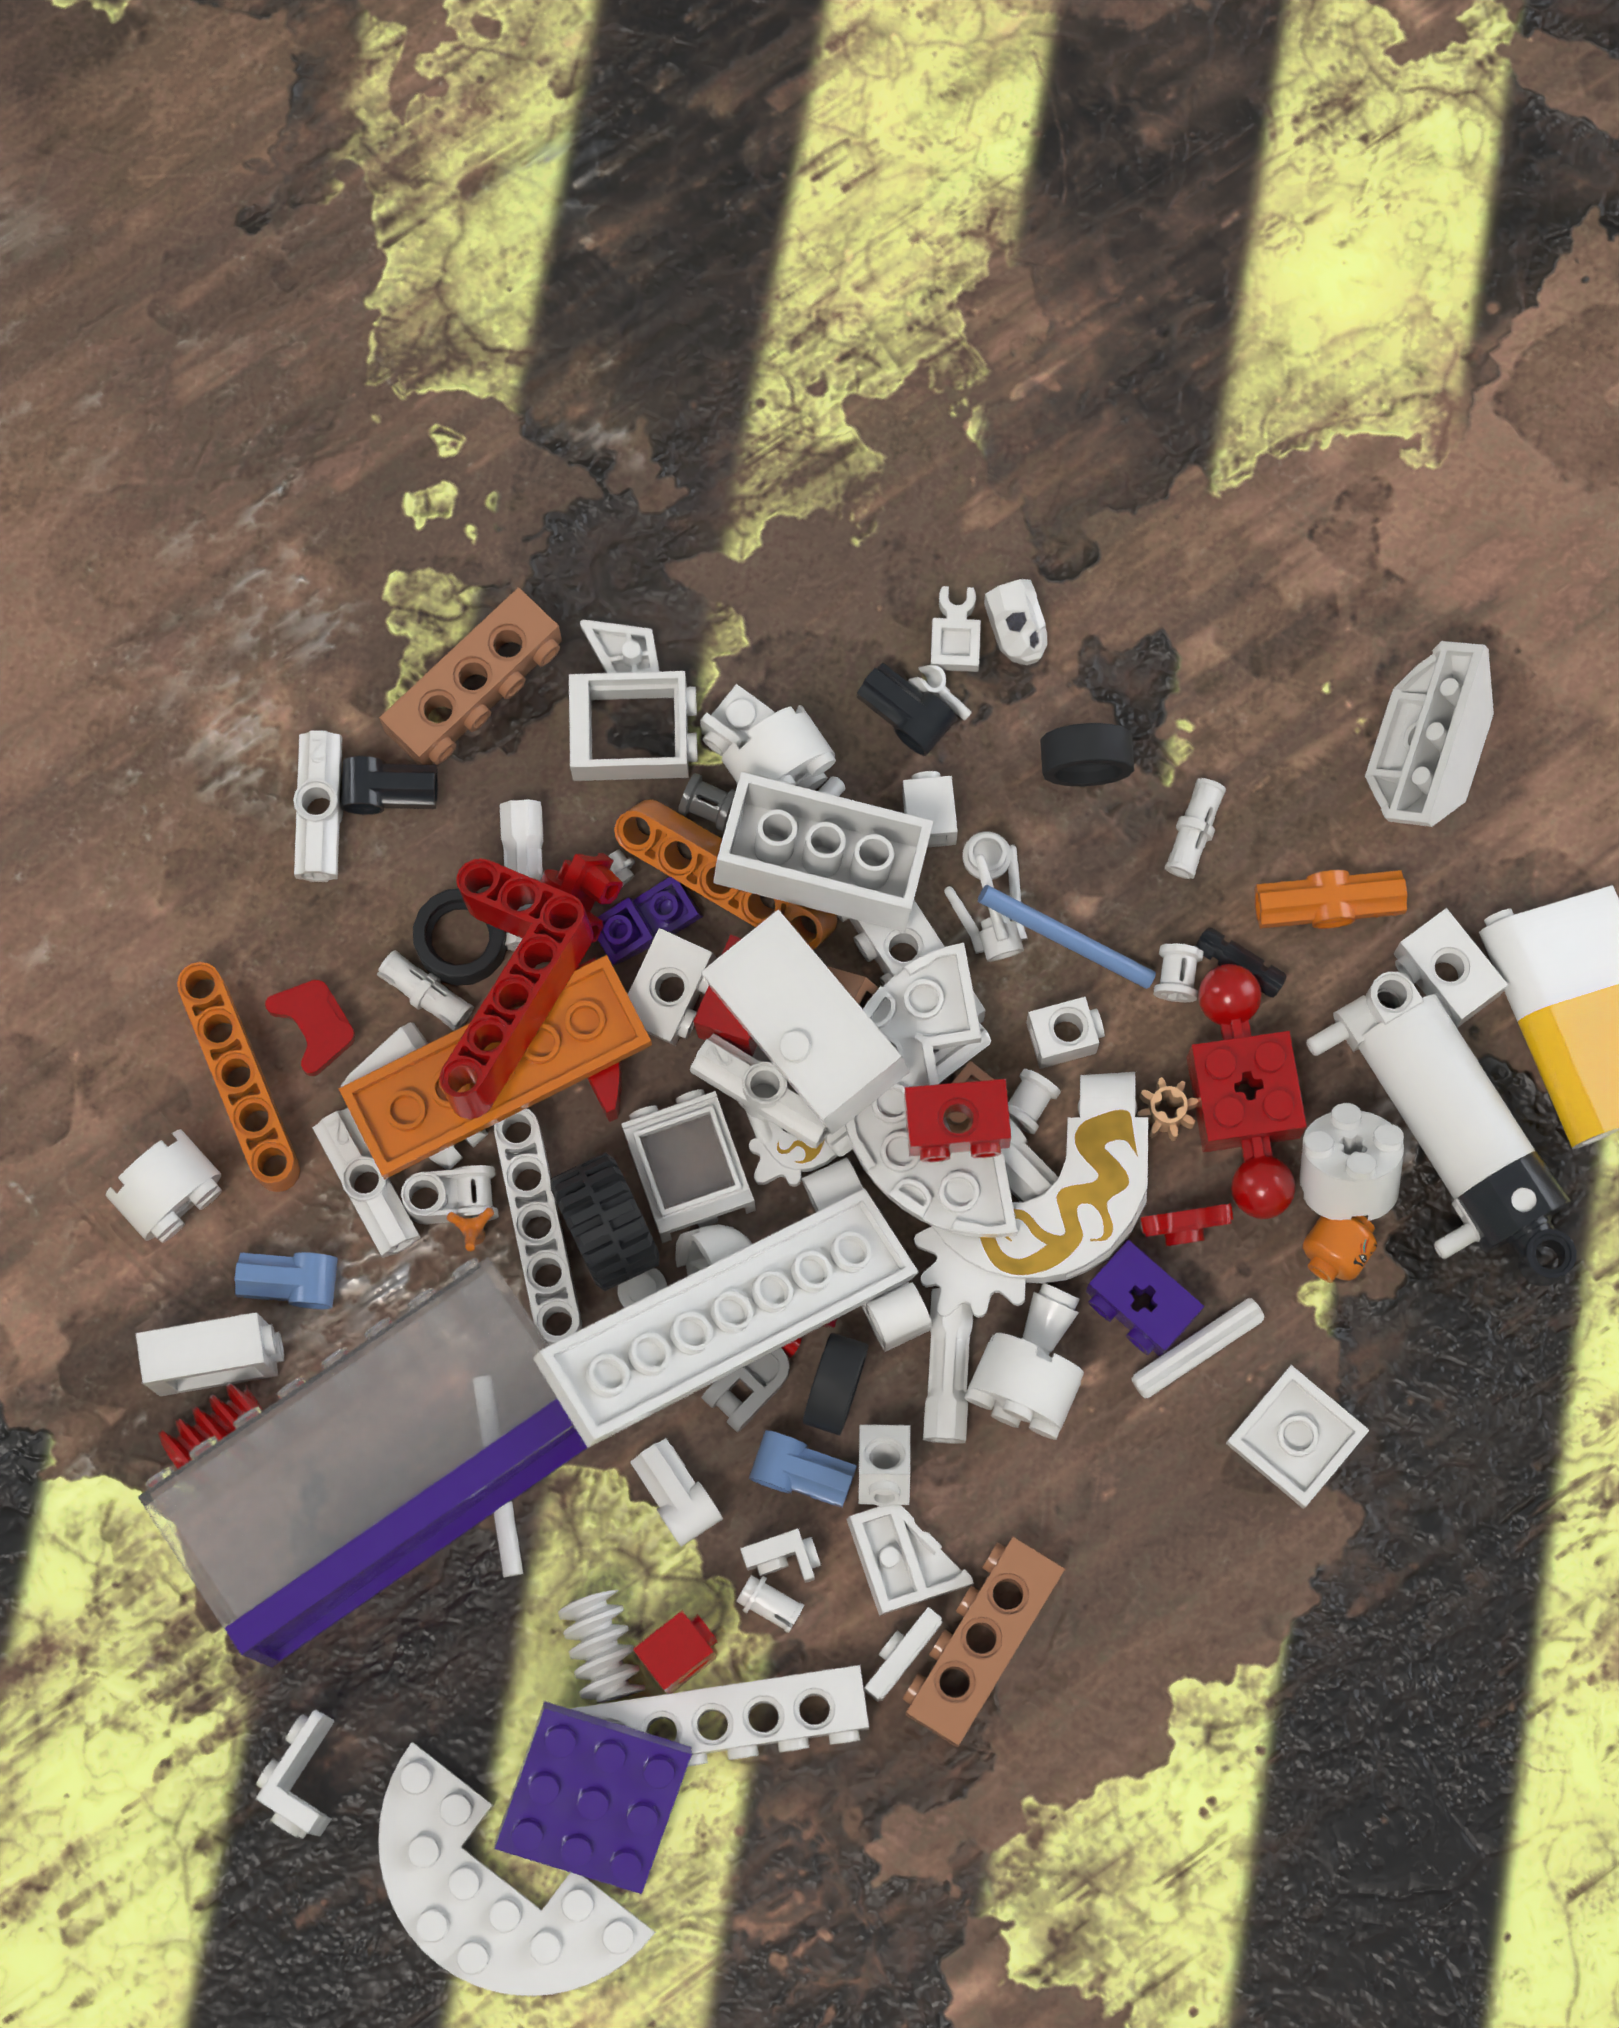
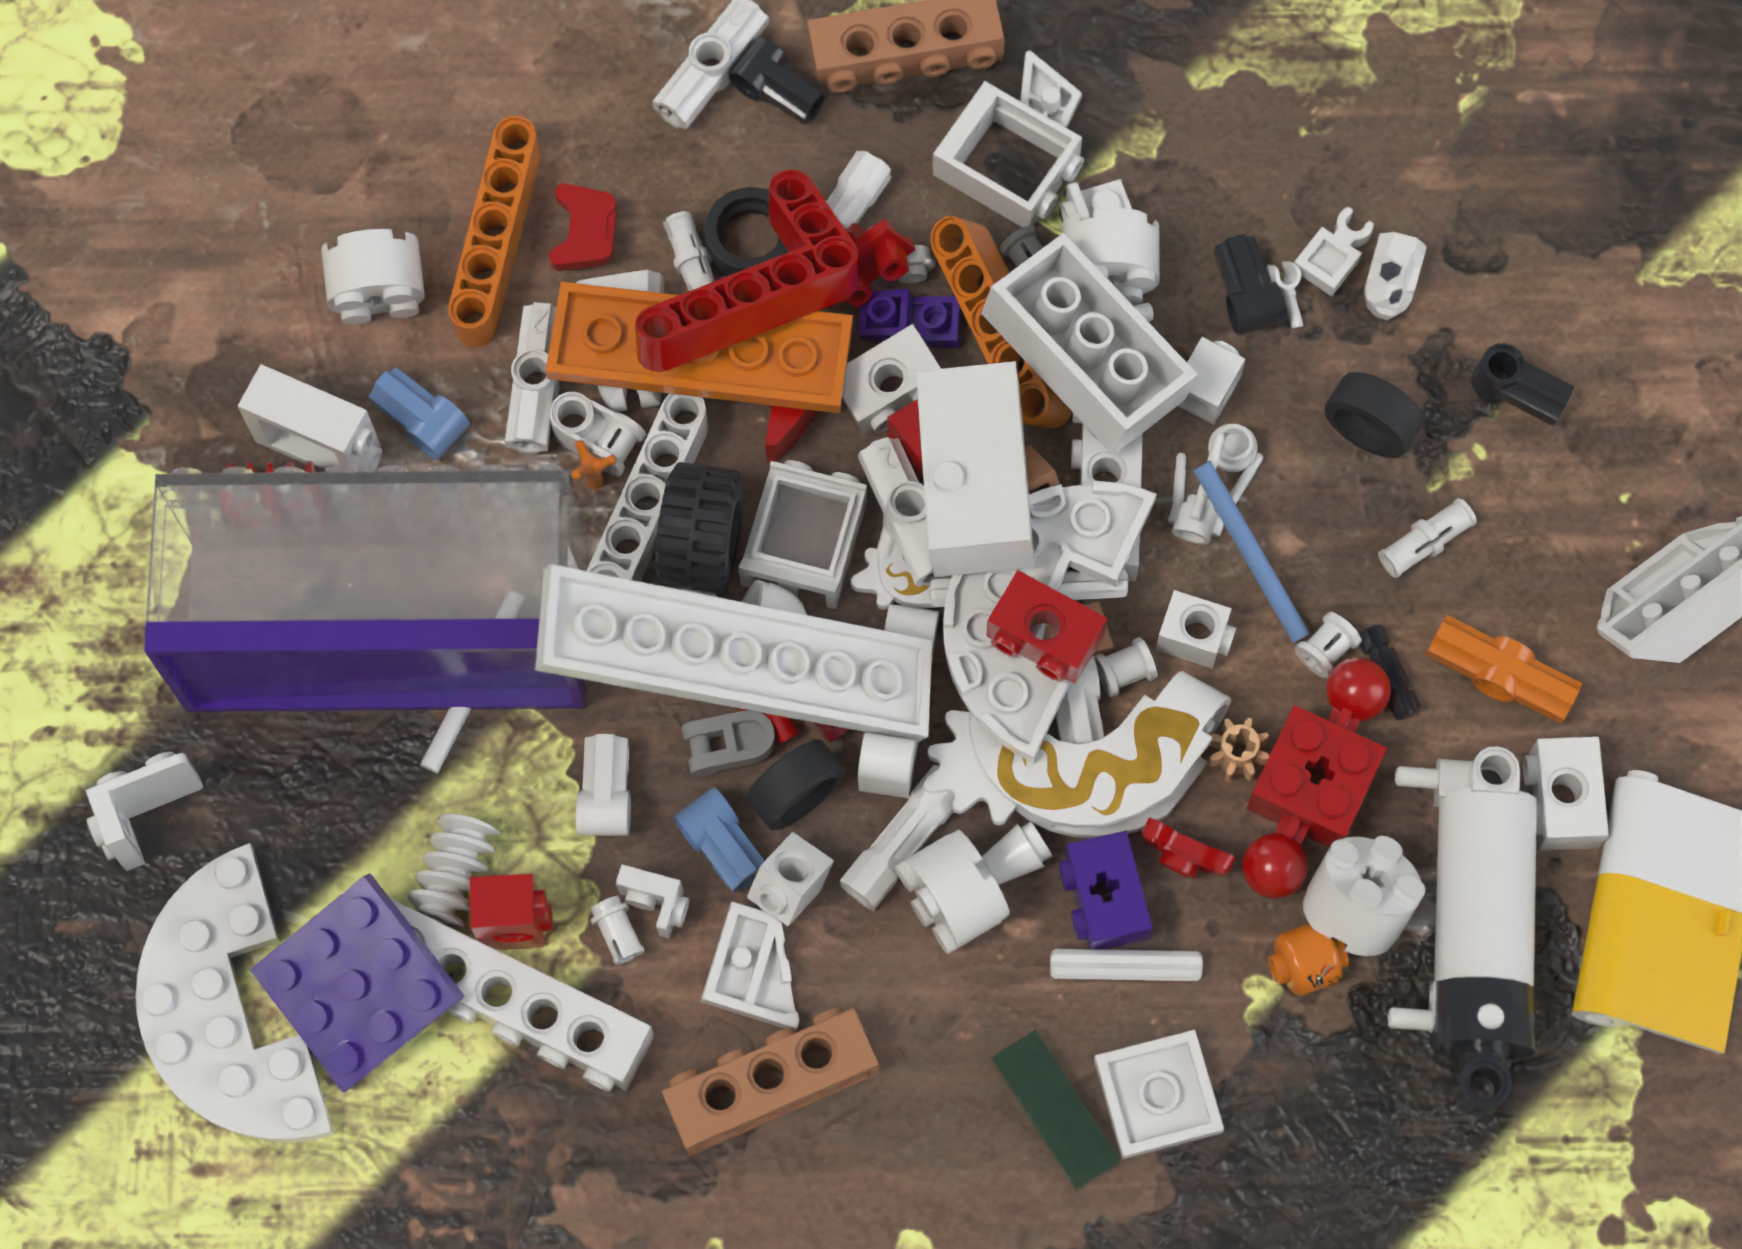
camera: 35 degrees right, 5 degrees down
(901, 1652) = (695, 1044): white plate -> none
(1188, 647) = (1526, 385): none -> black piece
(1224, 1505) = (1055, 1110): none -> clear green plate

